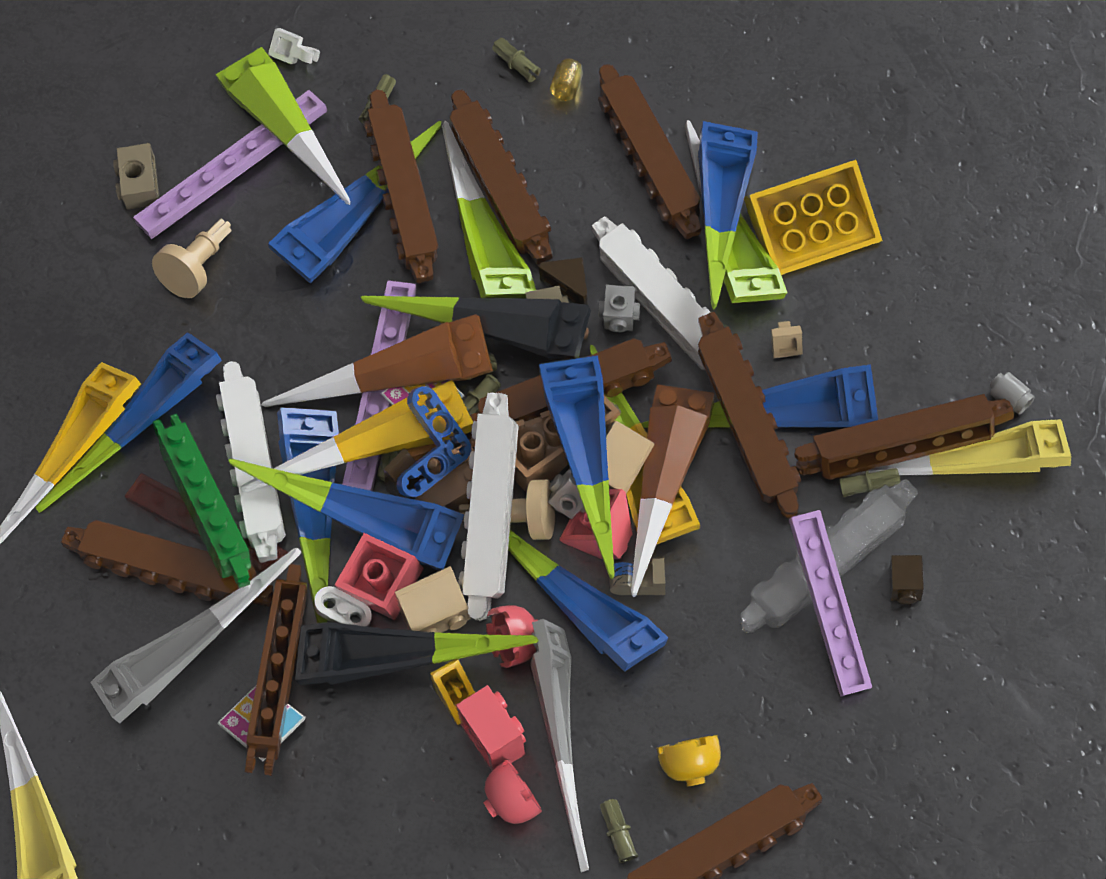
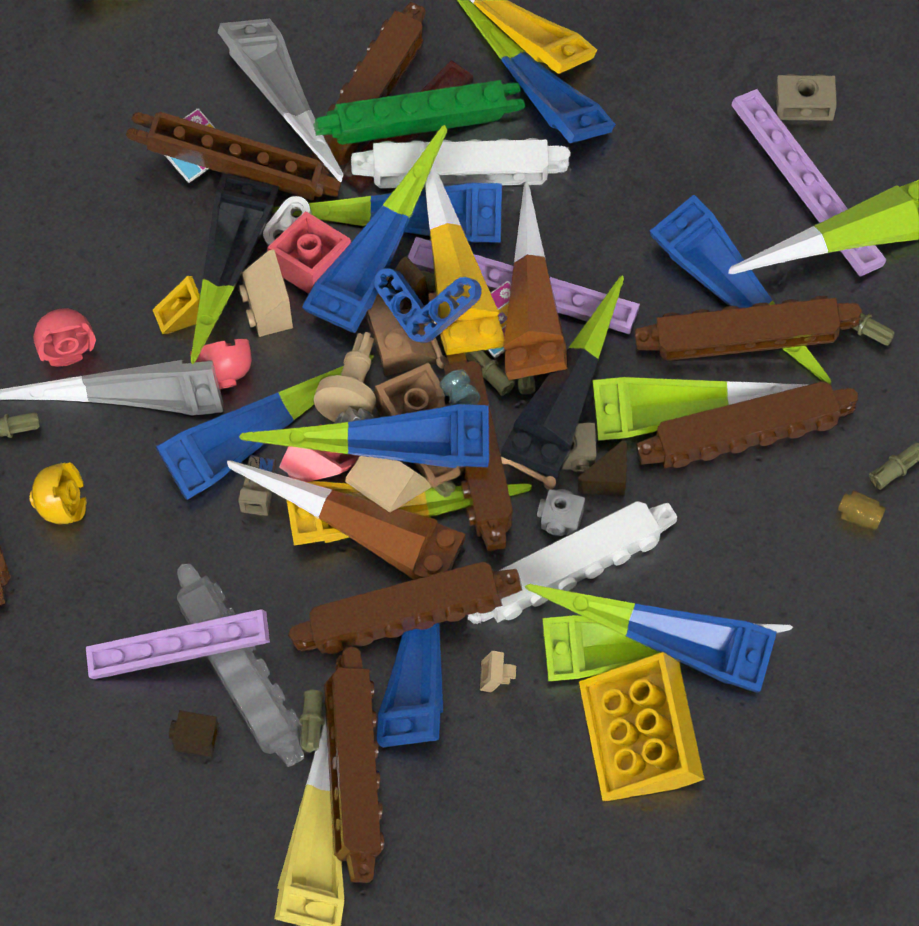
camera: 95 degrees right, 0 degrees up
(182, 268) = (697, 134): tan piece -> none
(490, 506) = (351, 347): white hinge -> none
(491, 728) = (128, 325): coral brick -> none
(521, 400) = (458, 388): none -> clear light blue wheel
(651, 151) = (758, 577): reddish brown hinge -> none
(1011, 389) = (383, 888): light grey brick -> none

